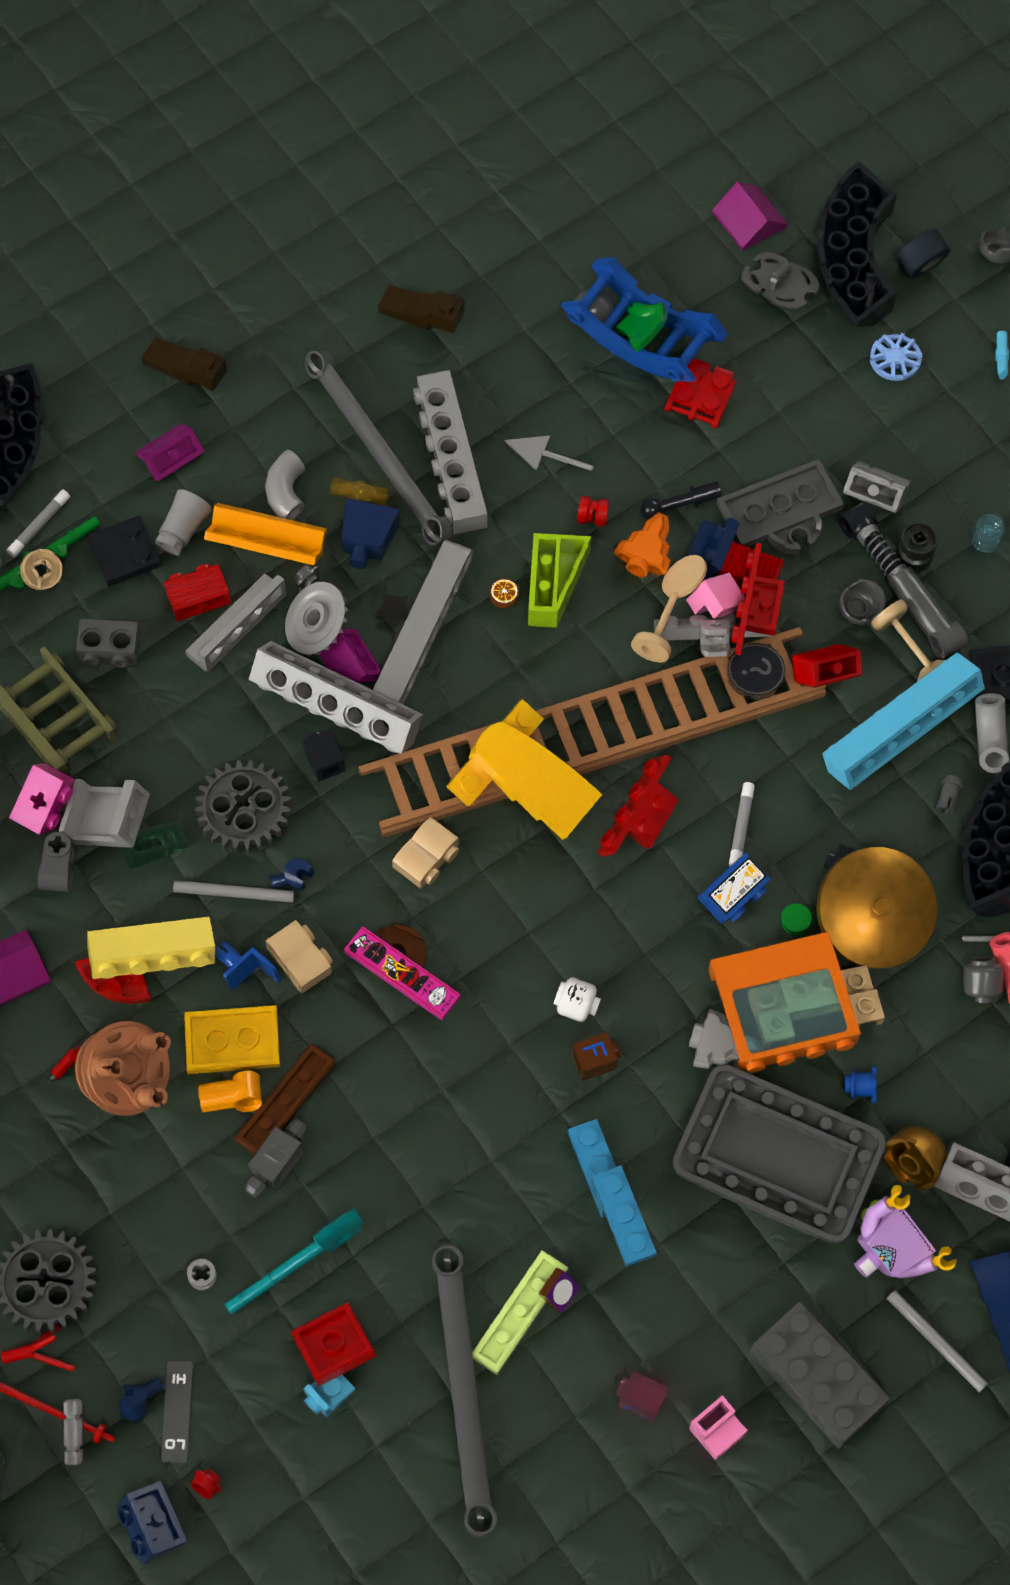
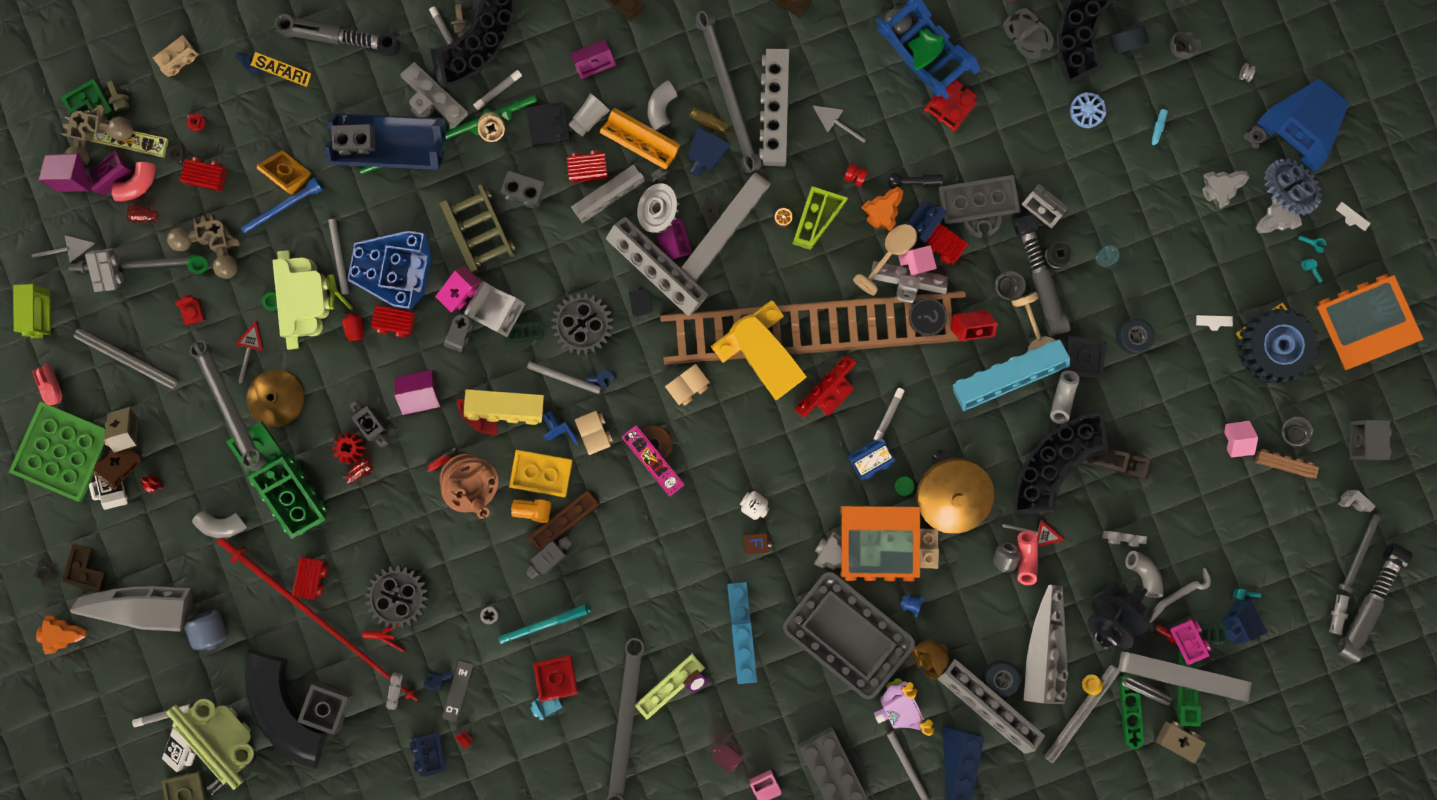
camera: 15 degrees right, 20 degrees up
(761, 605) = (944, 274): red bracket -> none
(950, 791) = (1024, 429): dark grey pin -> none

